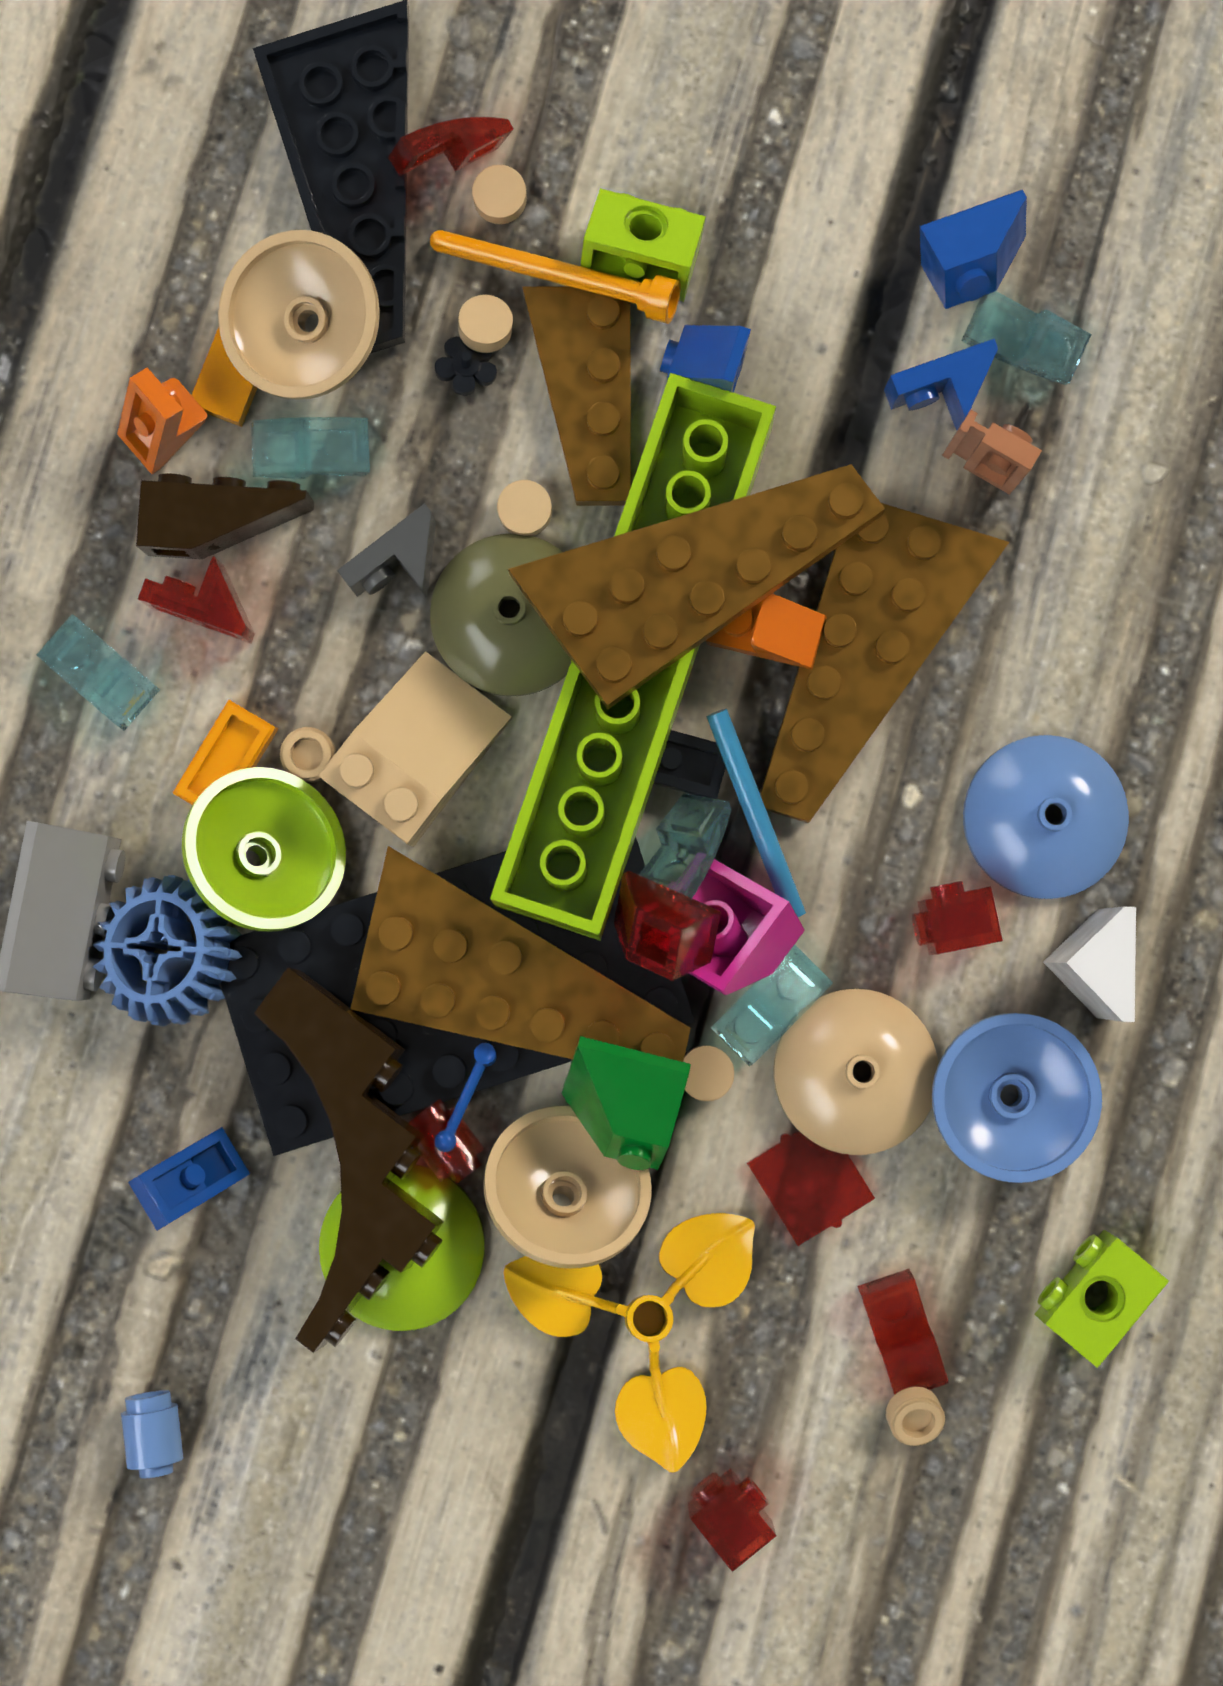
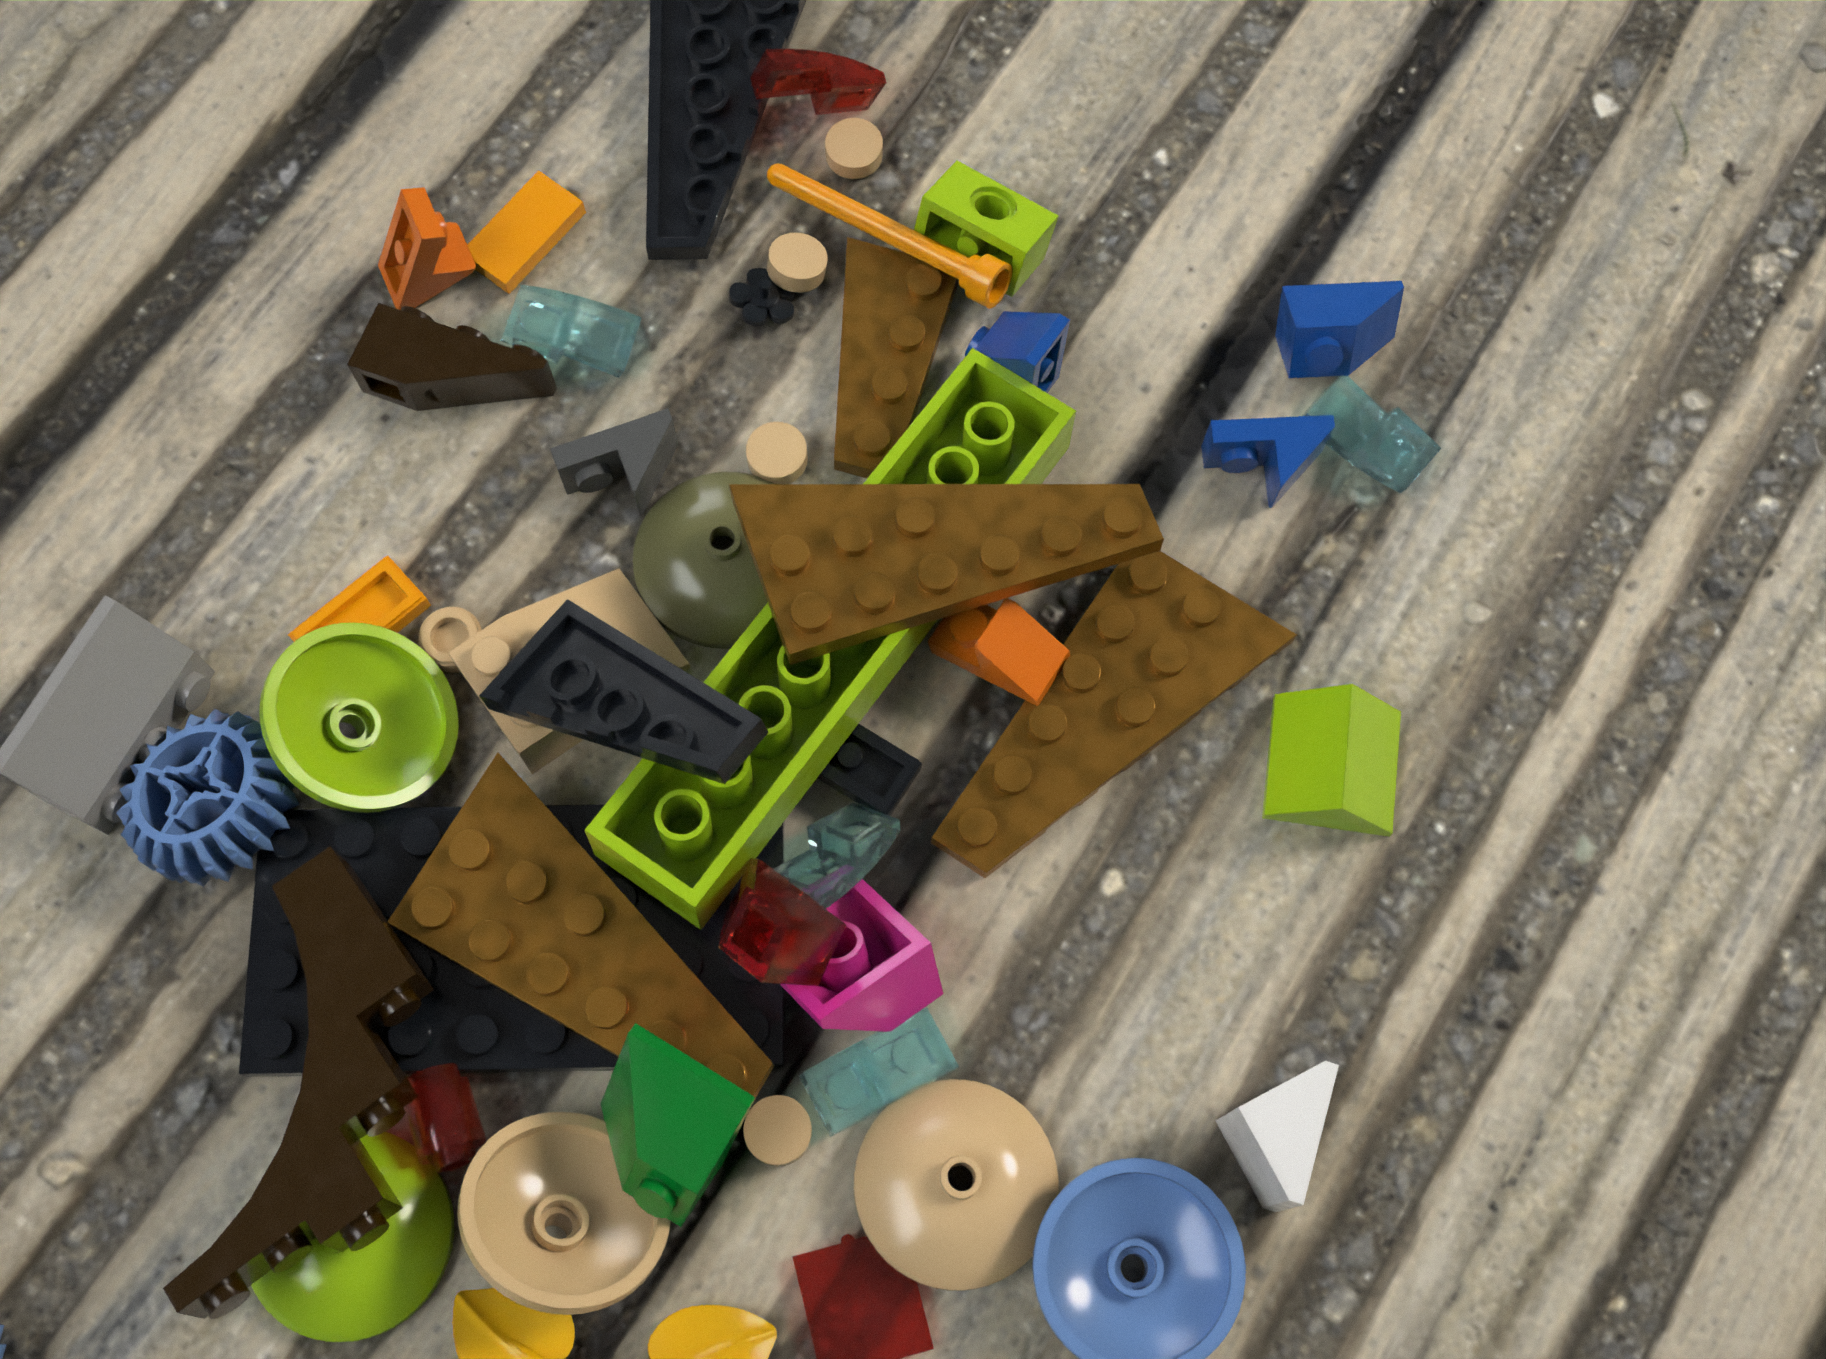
camera: 10 degrees right, 15 degrees down
(98, 672) = (259, 487): clear light blue slope -> none
(189, 1178) = (128, 1068): blue slope -> none
(214, 607) = (404, 453): clear red slope -> none
(272, 297) = (590, 169): tan dish -> none
(475, 778) = (621, 695): none -> black wing
(485, 1056) = (523, 1026): blue hinge -> none
(754, 809) = (926, 839): dark azure bar -> none
(956, 919) = (1125, 1033): clear red brick -> none
(994, 454) = (1302, 527): nougat plate -> none
(1009, 825) = (1234, 984): medium blue dish -> none
(1064, 642) = (1333, 760): none -> lime slope

